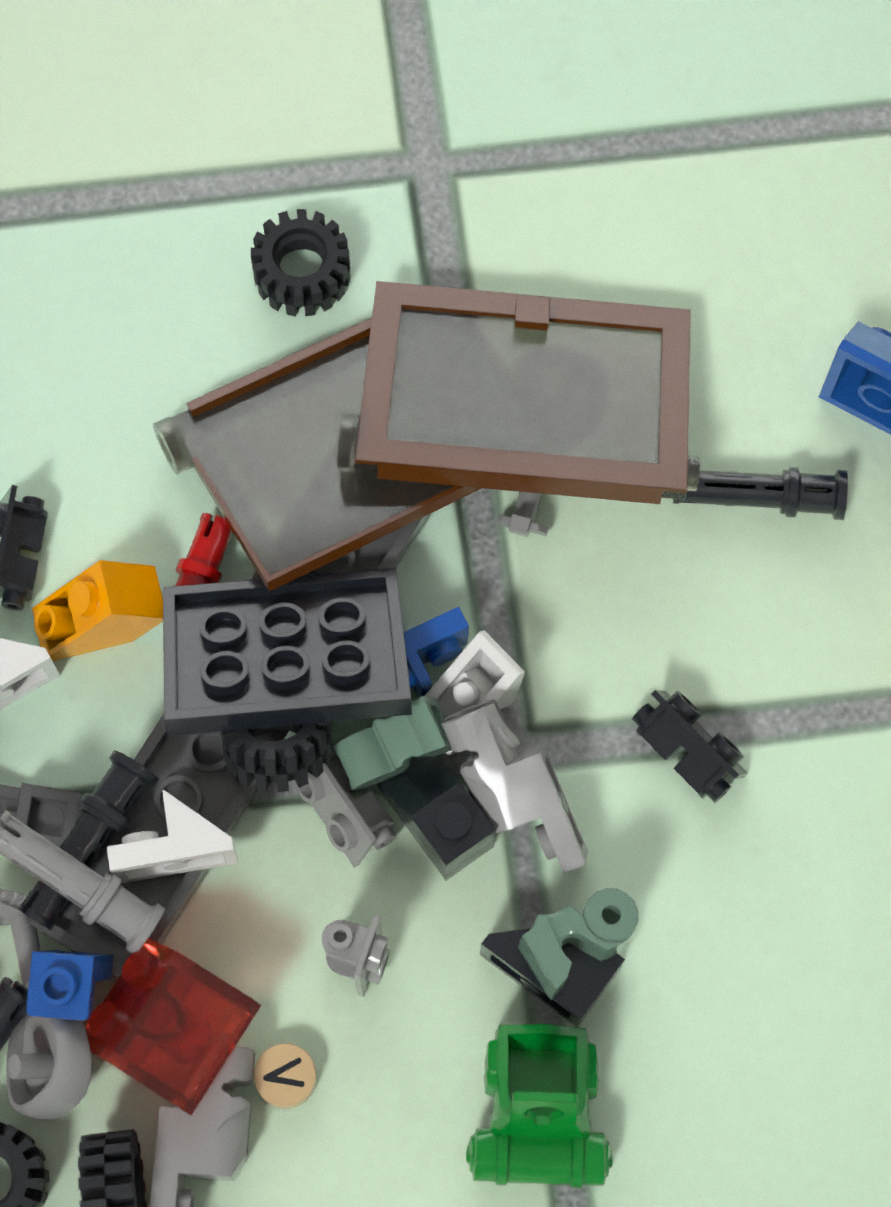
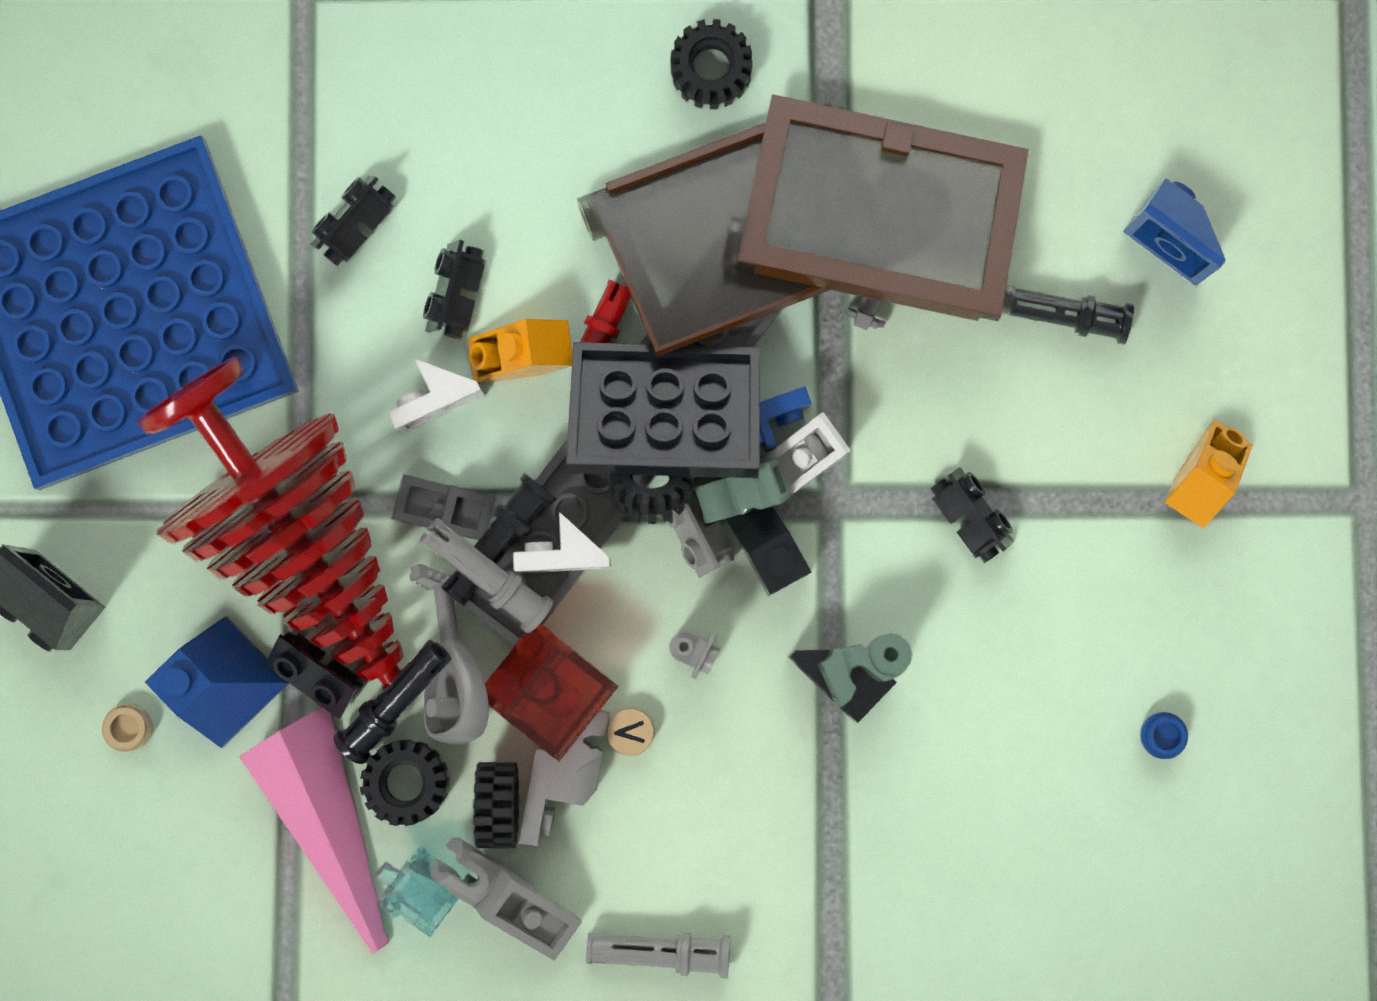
camera: 10 degrees right, 15 degrees up
(64, 983) = (474, 649): blue bracket -> none
(513, 784) = (831, 534): light grey plate -> none
(541, 1110) = (818, 783): green piece -> none

